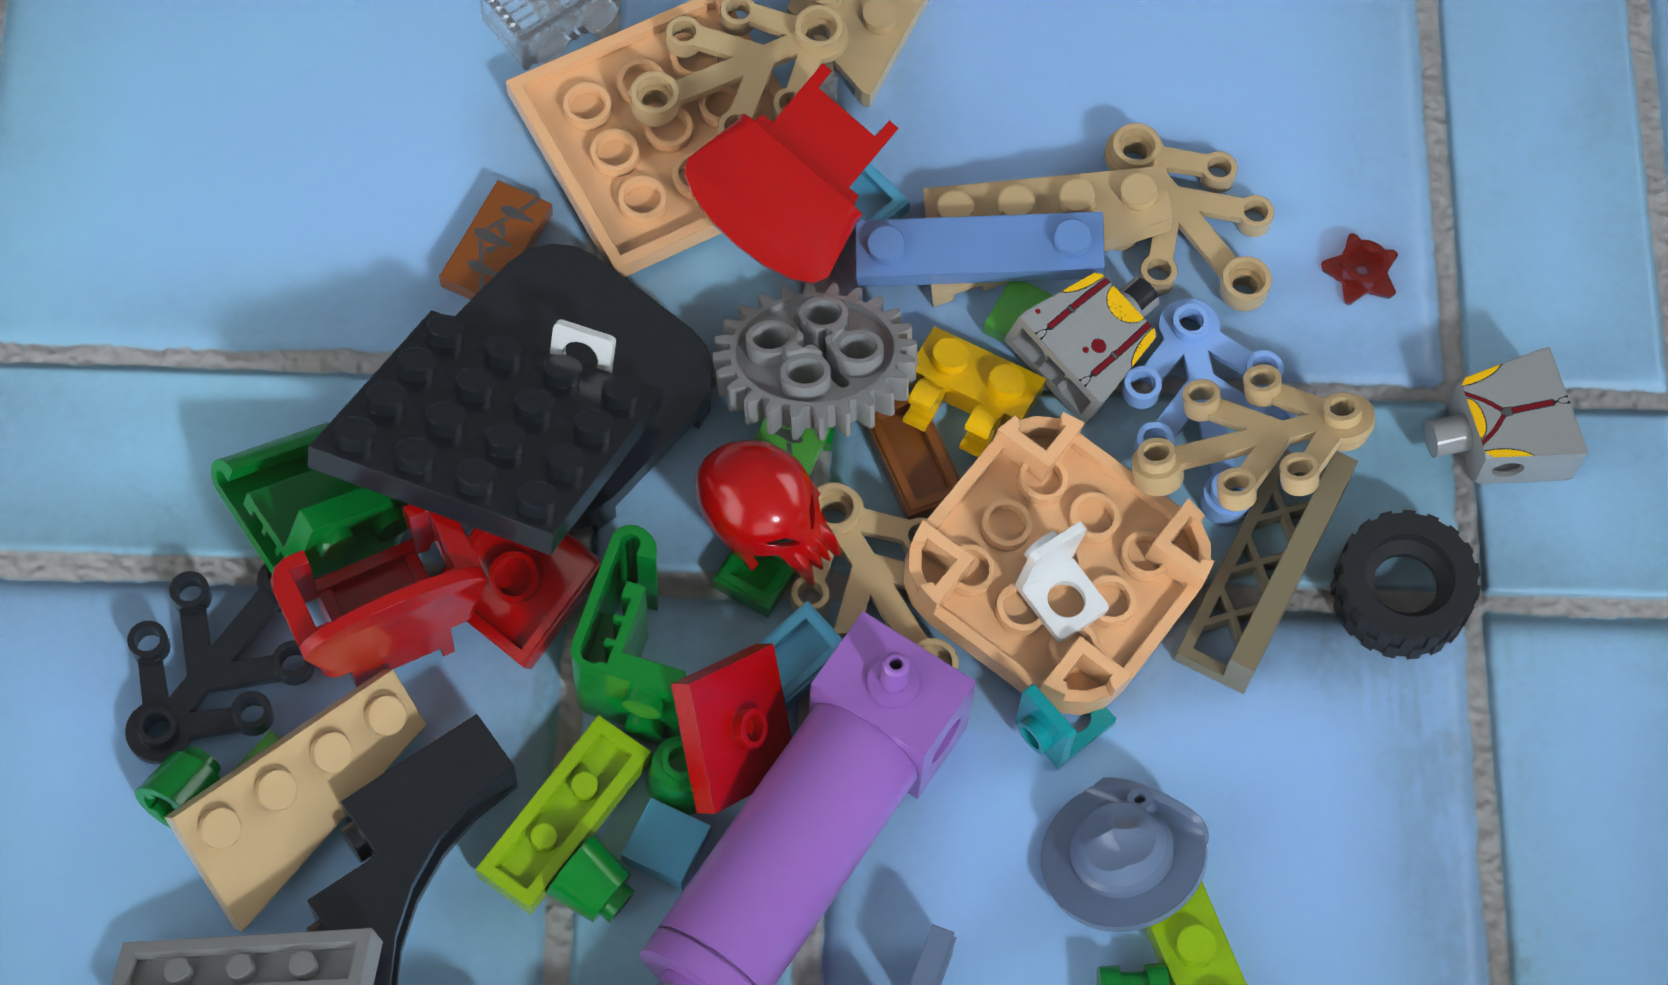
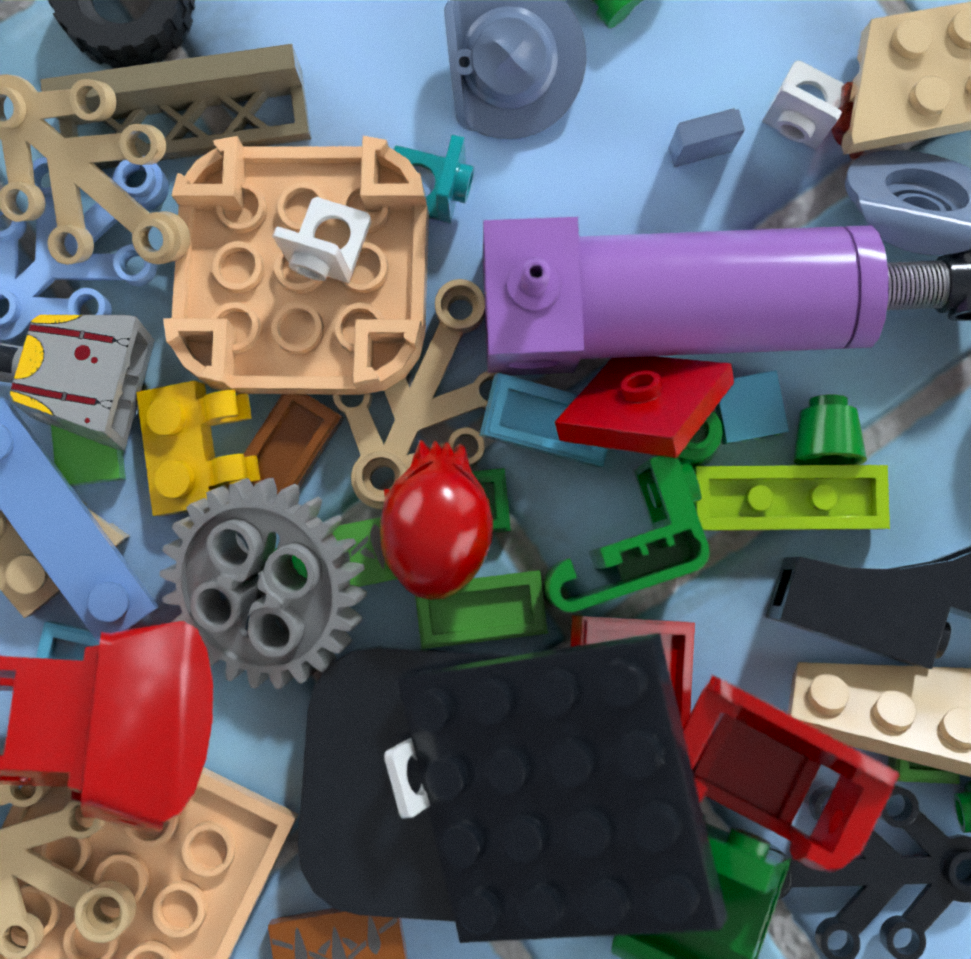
camera: 120 degrees left, 20 degrees up
(670, 511) = (484, 611): none -> bright green tile

